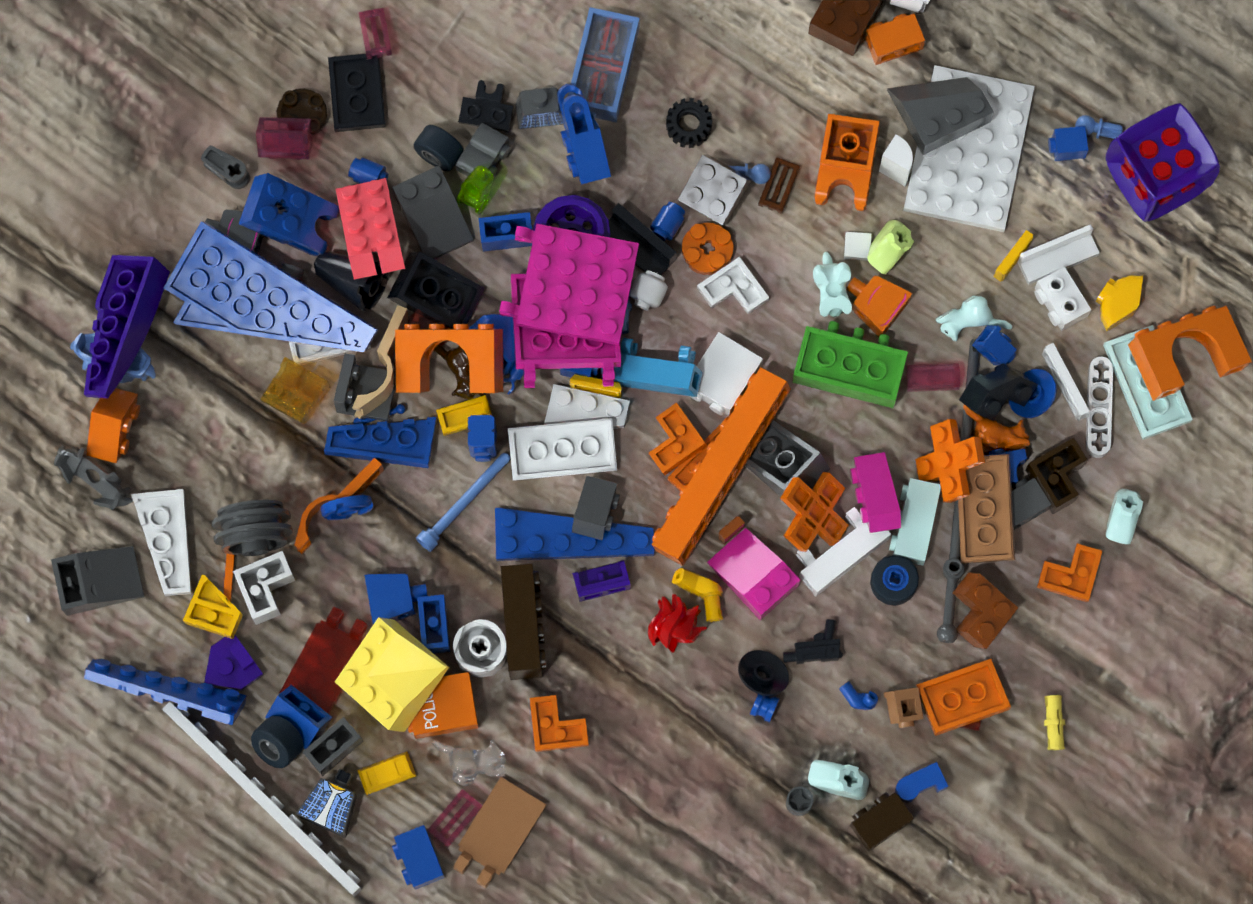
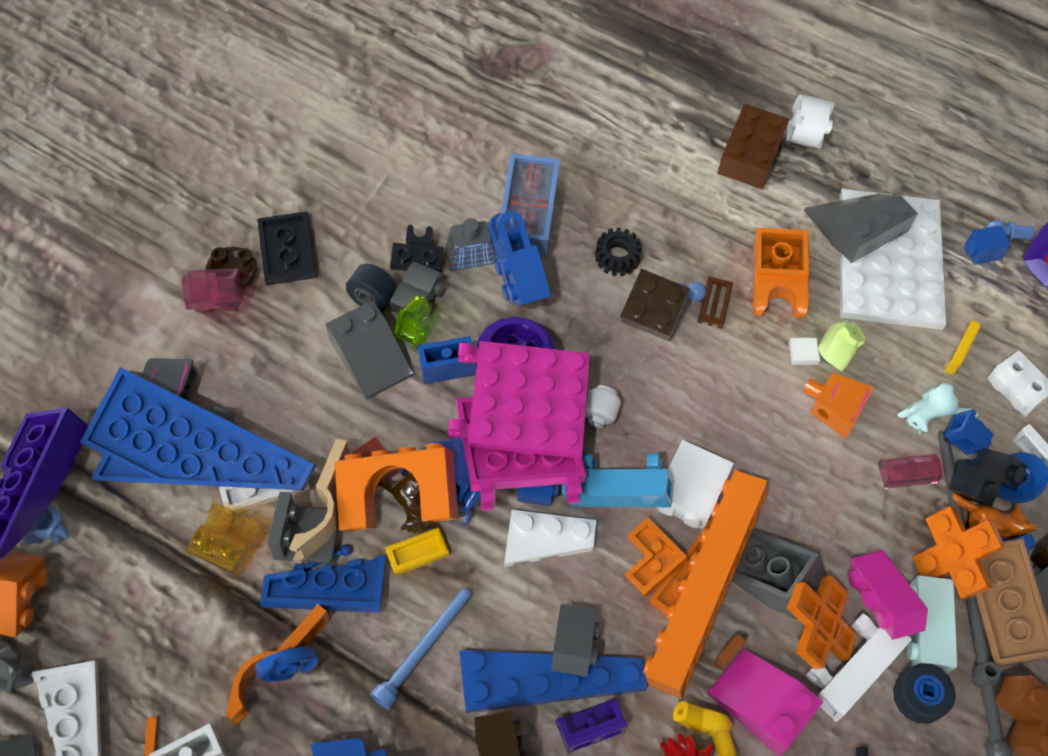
camera: 10 degrees left, 15 degrees down
(224, 166) = (152, 322): dark grey piece -> none
(252, 527) = (172, 697): dark grey wheel -> none
(286, 213) = (215, 357): blue brick -> none
(337, 273) = (288, 416): black cone -> none
(364, 171) = (300, 317): blue brick -> none
(369, 228) = (301, 353): coral piece -> none
(377, 50) = (306, 207): clear pink tile -> none
(435, 291) = (375, 421): black slope -> none
(482, 437) = (439, 570): blue brick -> none
(562, 449) = (529, 578): white plate -> none
(595, 386) = (558, 506): yellow tile -> none
(652, 251) = (602, 367): black panel -> none
(668, 221) = (611, 341): blue brick -> none
(700, 235) = (656, 350): orange plate -> none
(737, 281) = (688, 391): white plate -> none
(832, 281) = (790, 384): light aqua animal -> none
(850, 365) = (826, 464): bright green piece -> none
(894, 38) = (801, 169): orange brick -> none
(897, 161) = (832, 267): white brick -> none
(1055, 254) = (1002, 343): white panel -> none

